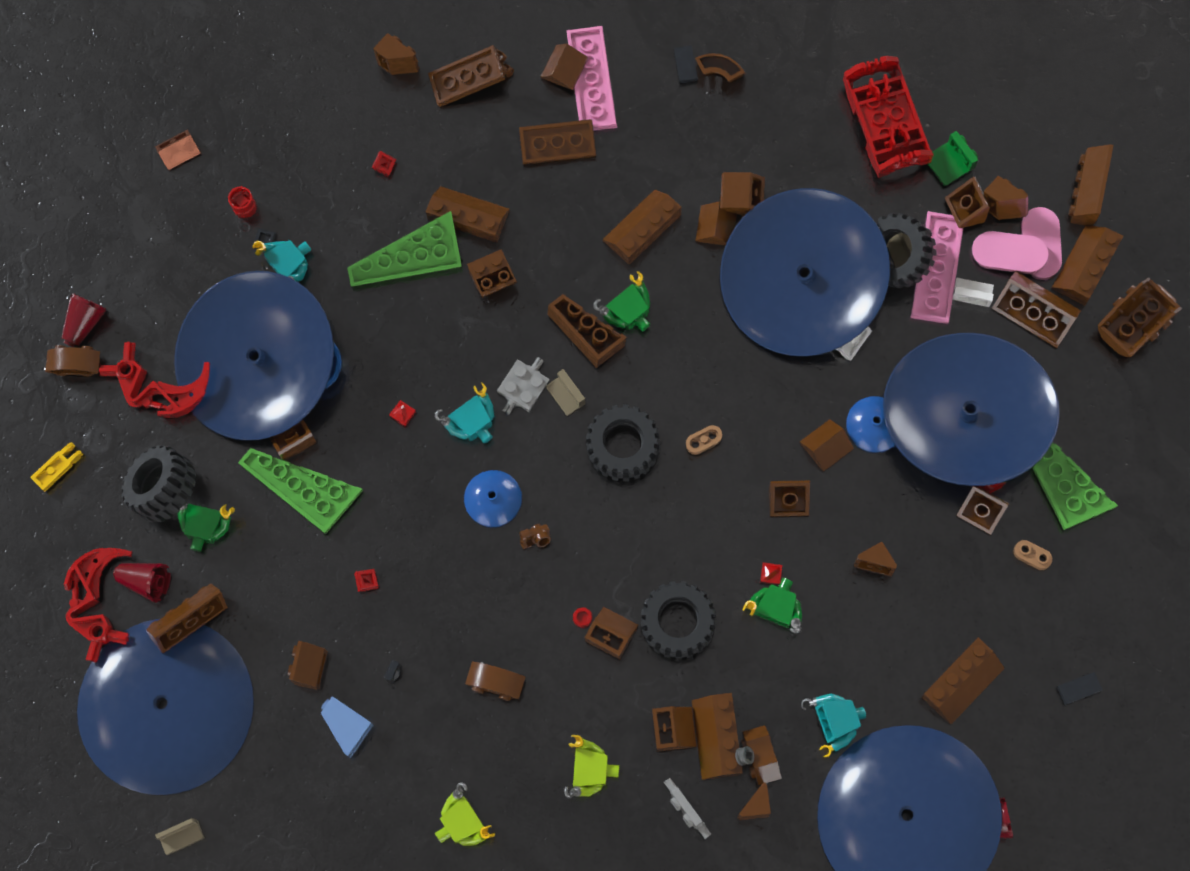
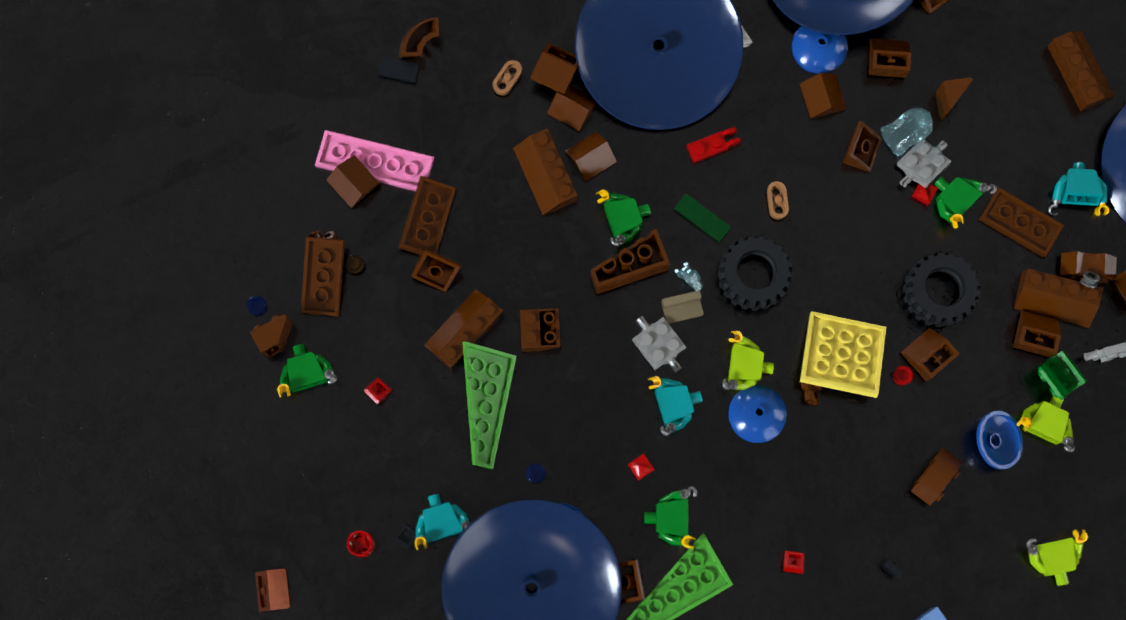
camera: 75 degrees left, 5 degrees up
(362, 325) = (535, 473): none -> clear blue tile
(365, 456) = (672, 517): none -> green torso
(375, 95) = (304, 371): none -> green torso
(421, 36) = (256, 305): none -> clear blue tile
(490, 99) = (354, 264): none -> dark brown plate
(511, 166) = (435, 270): none -> reddish brown slope
(533, 468) = (745, 364): none -> lime torso
(554, 737) = (999, 440): none -> blue dish
(577, 551) = (843, 354): none -> light yellow plate
(595, 386) = (691, 277): none -> clear light blue plate
(638, 763) = (1061, 375): none -> green bracket
(658, 379) = (702, 218): none -> dark green tile
(675, 259) = (591, 156): none -> reddish brown slope
(718, 156) = (507, 78): none -> medium nougat plate
(733, 361) = (712, 145): none -> red hinge
(781, 677) = (1021, 222): none -> reddish brown tile
(798, 561) = (923, 163): none -> light grey plate
(824, 533) = (907, 130): none -> clear light blue piece
(890, 489) = (889, 58): none -> reddish brown slope

